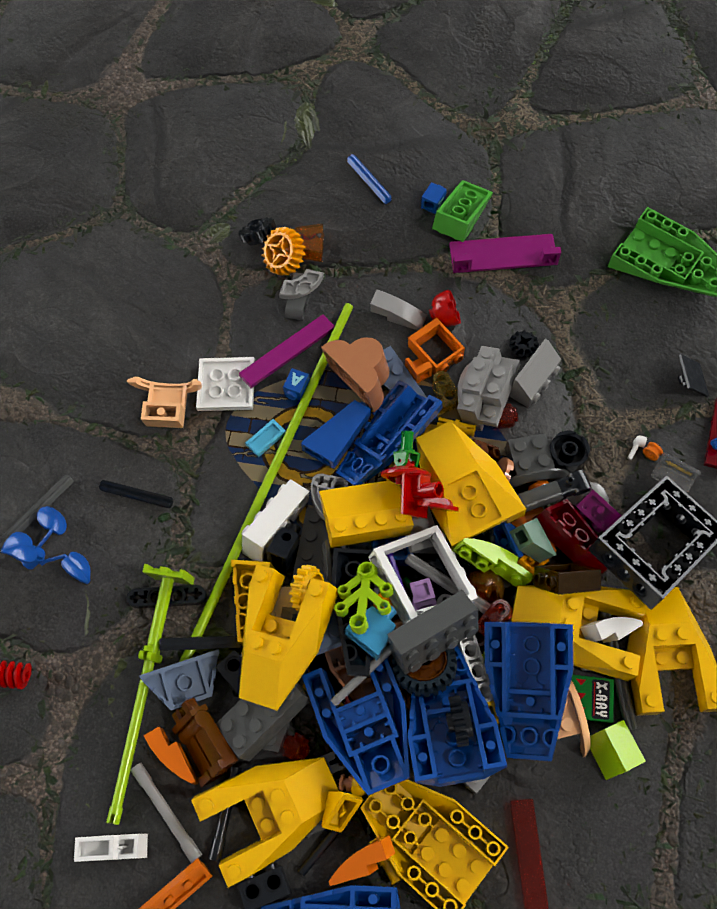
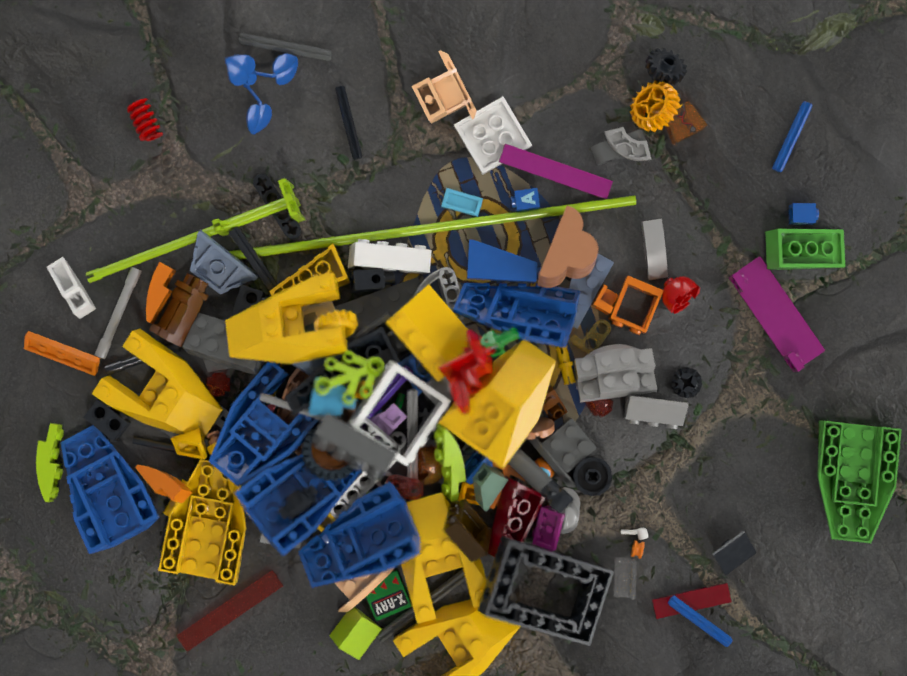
camera: 60 degrees right, 20 degrees up
(610, 629) = (446, 584): white slope -> none

